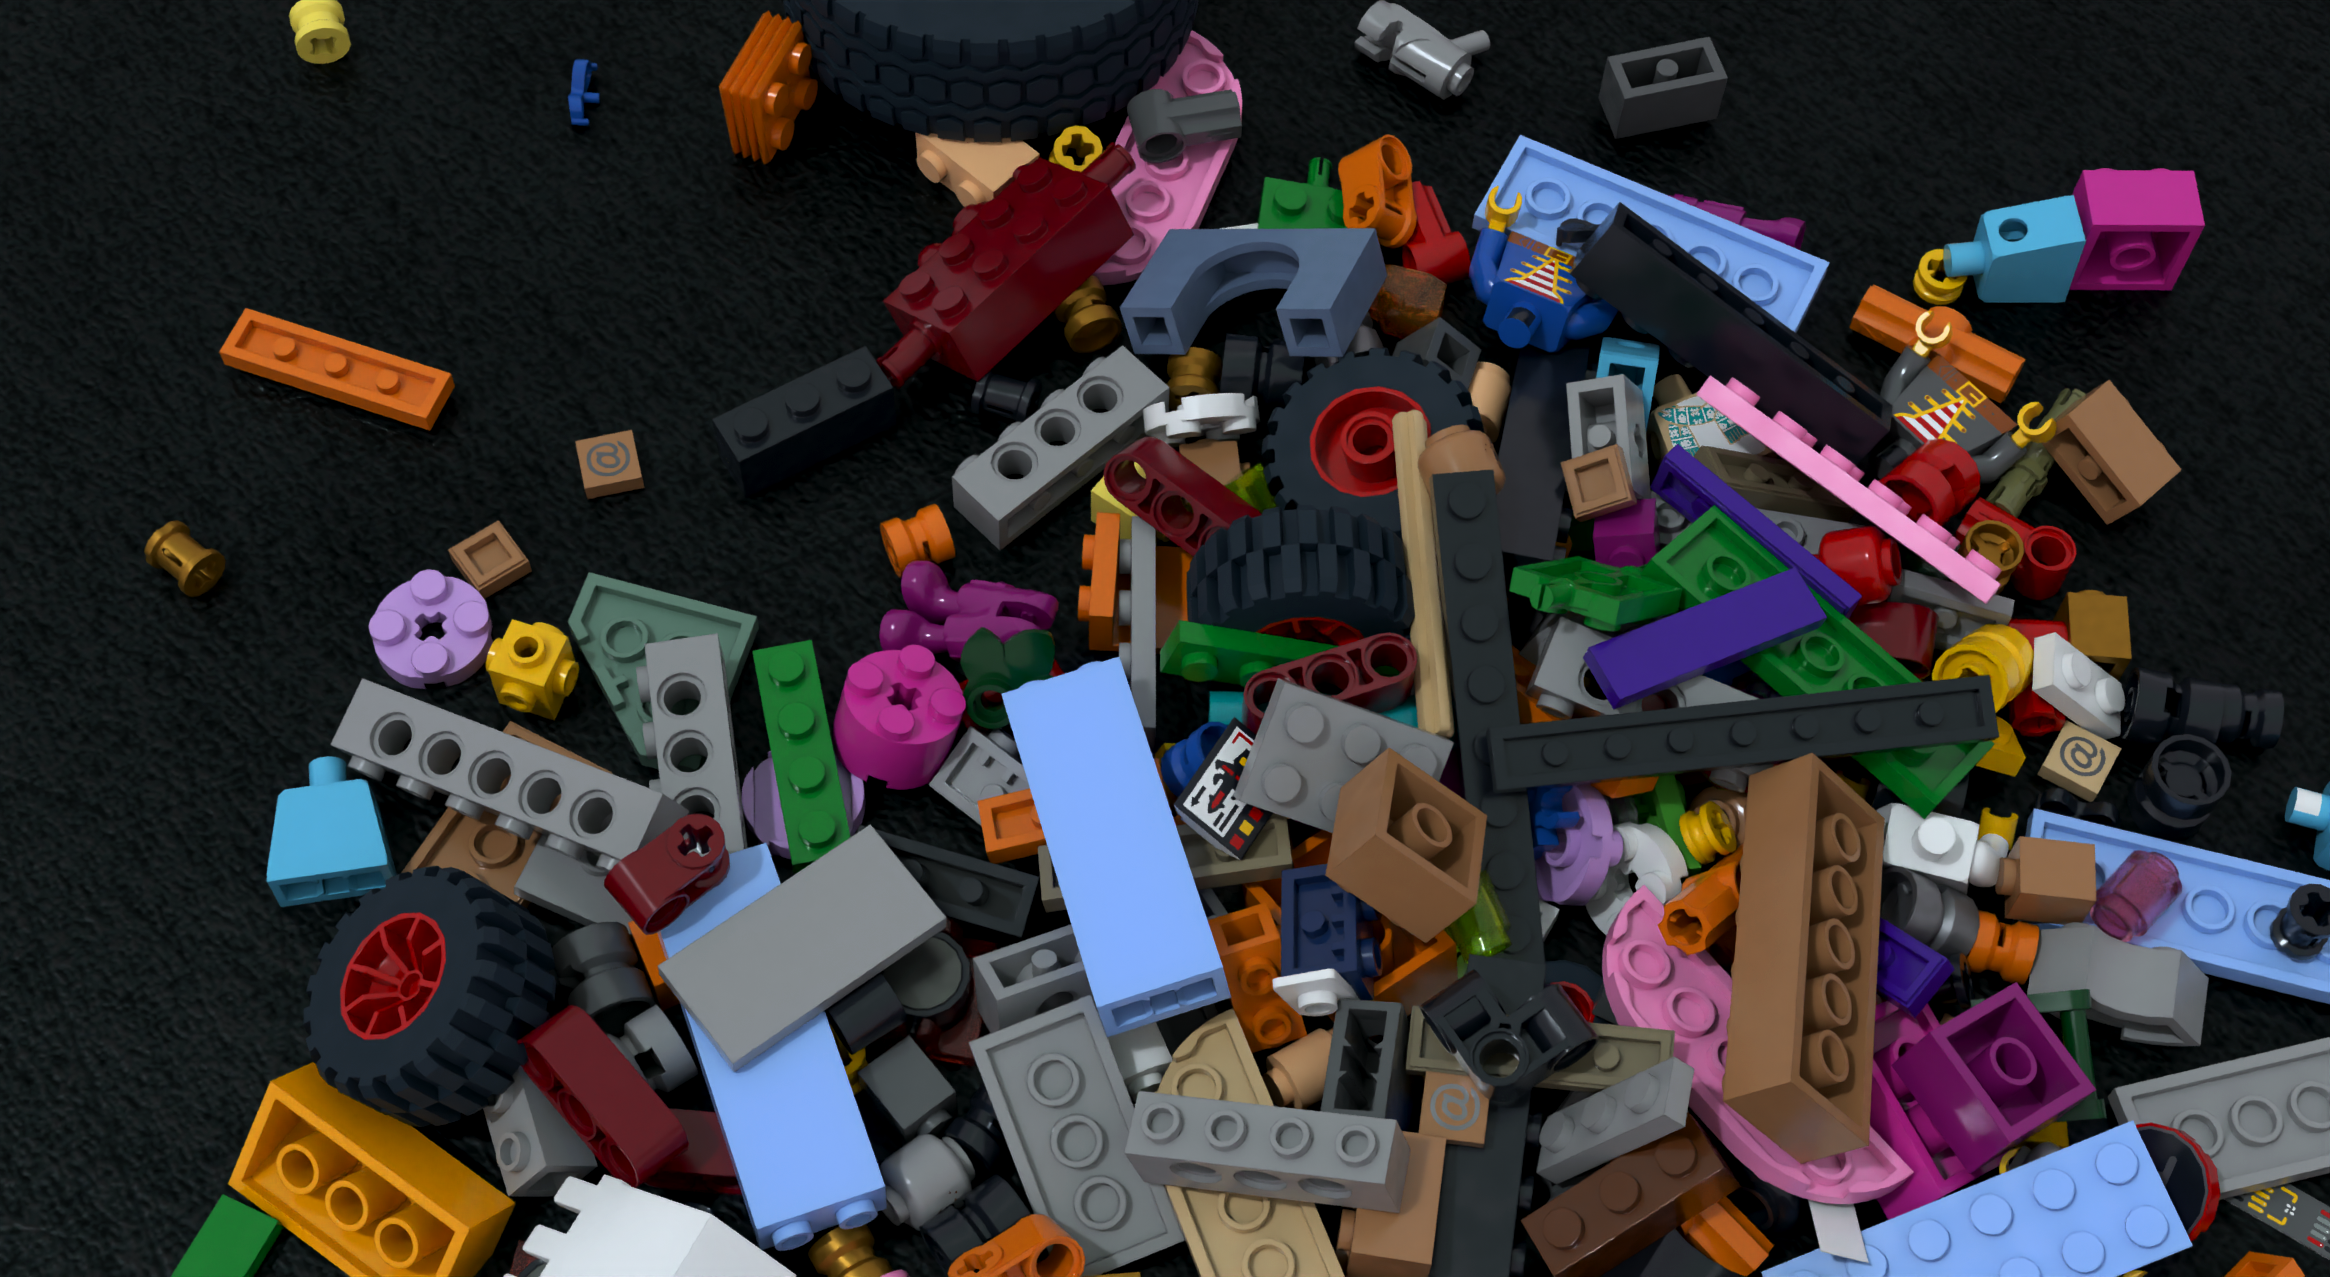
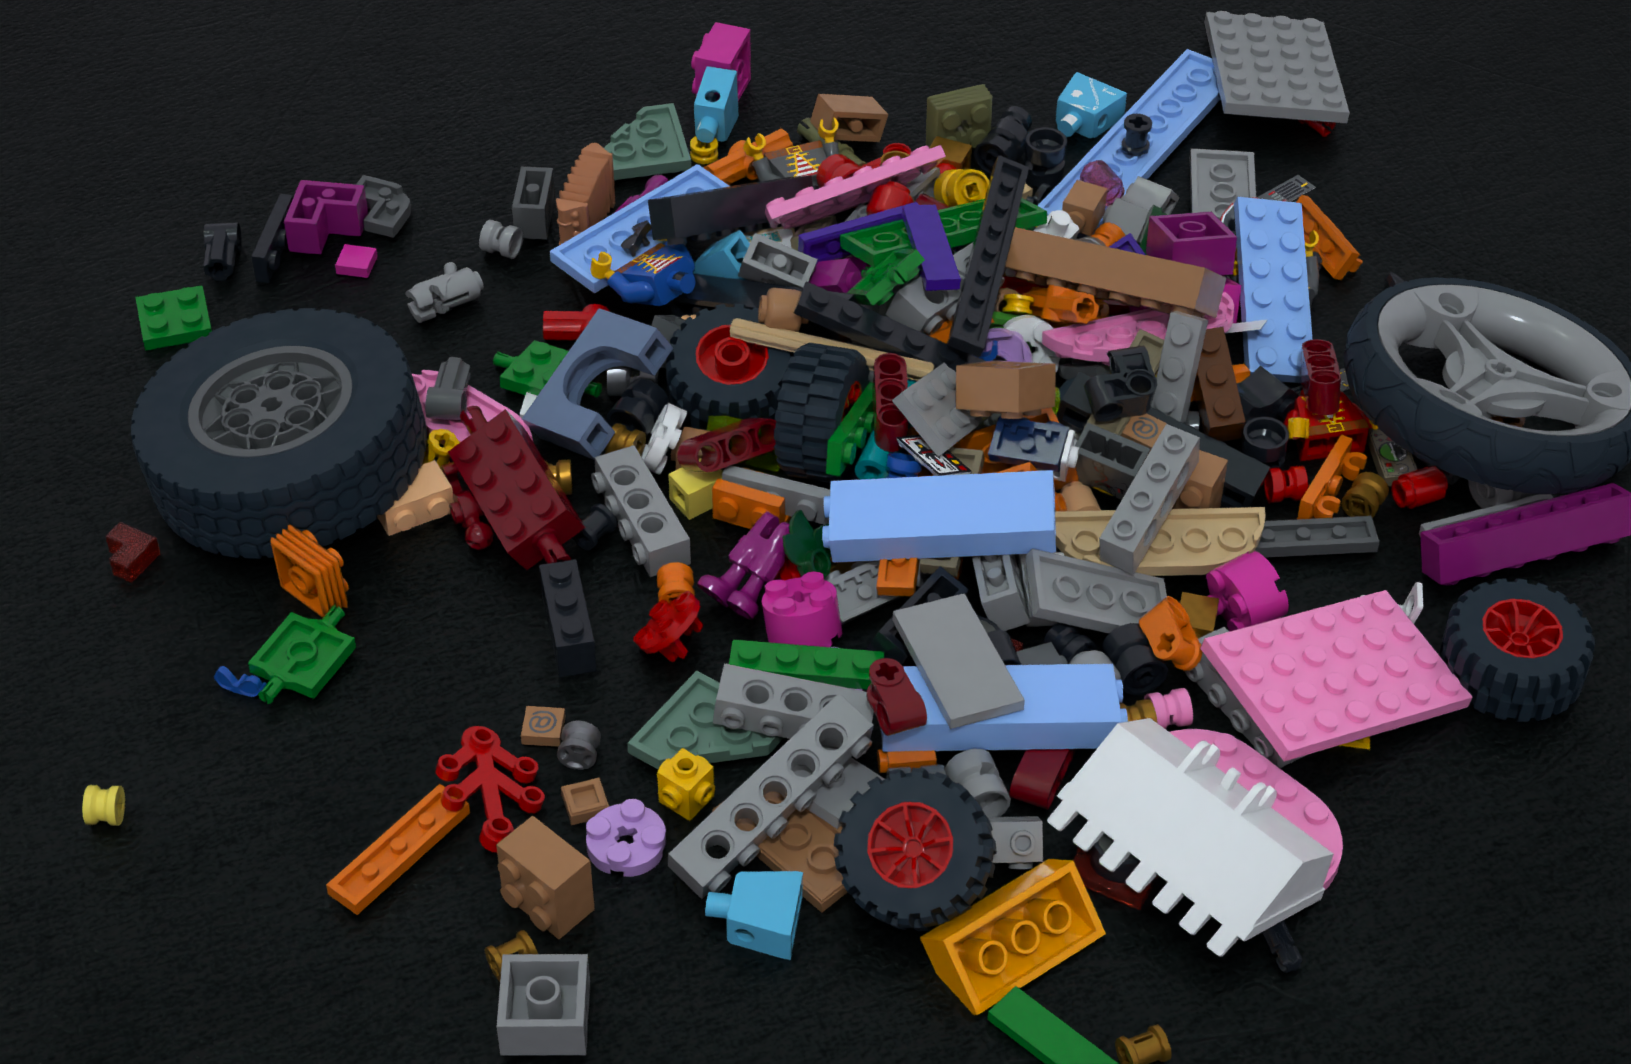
camera: 70 degrees left, 15 degrees down
(91, 618) = (543, 1004): none -> light grey brick
(296, 545) = (545, 877): none -> medium nougat brick
(478, 427) = (483, 747): none -> red plant
(573, 515) = (579, 745): none -> flat silver wheel
(602, 1096) = (1015, 776): dark red beam -> none
(642, 141) = (302, 655): none -> green plate
(821, 550) = (668, 624): none -> red plate
(1379, 190) = (540, 325): orange piece -> none
(1572, 76) = (501, 239): none -> light grey wheel
(1598, 483) = (808, 268): medium nougat tile -> none
(1692, 144) = (587, 193): none -> nougat piece
(1895, 193) = (650, 144): none -> sand green plate
(2077, 686) = (974, 162): white plate -> none
(2190, 618) = (960, 115): none -> olive brick

